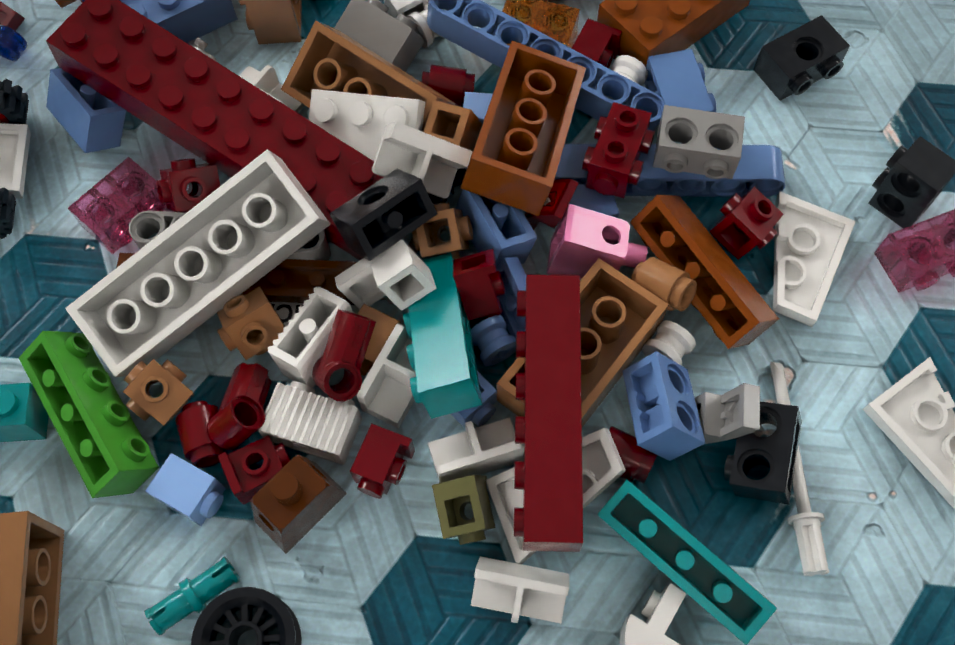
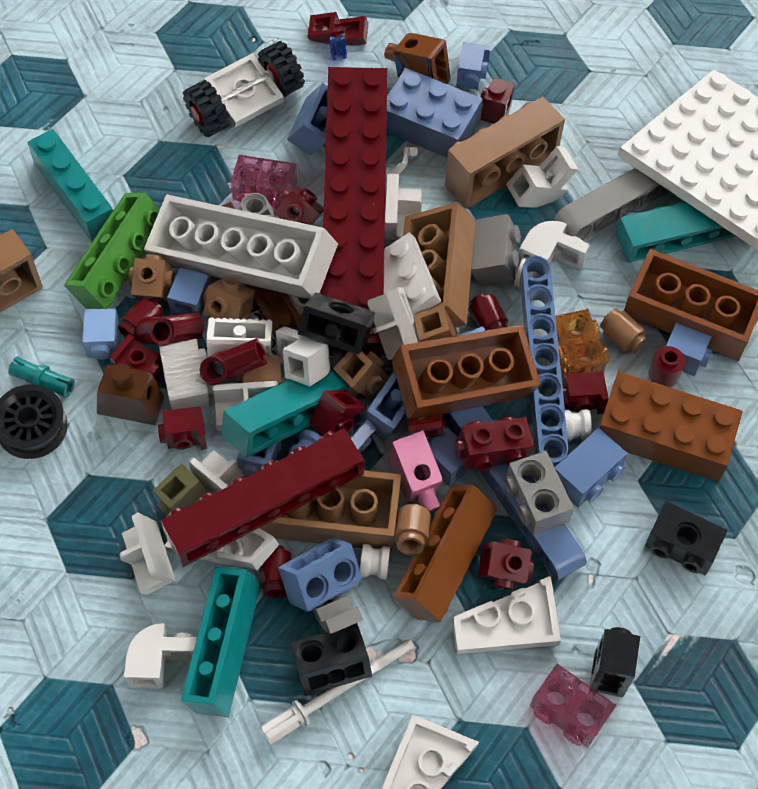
camera: 55 degrees right, 5 degrees down
(205, 360) = (188, 291): none -> medium blue brick

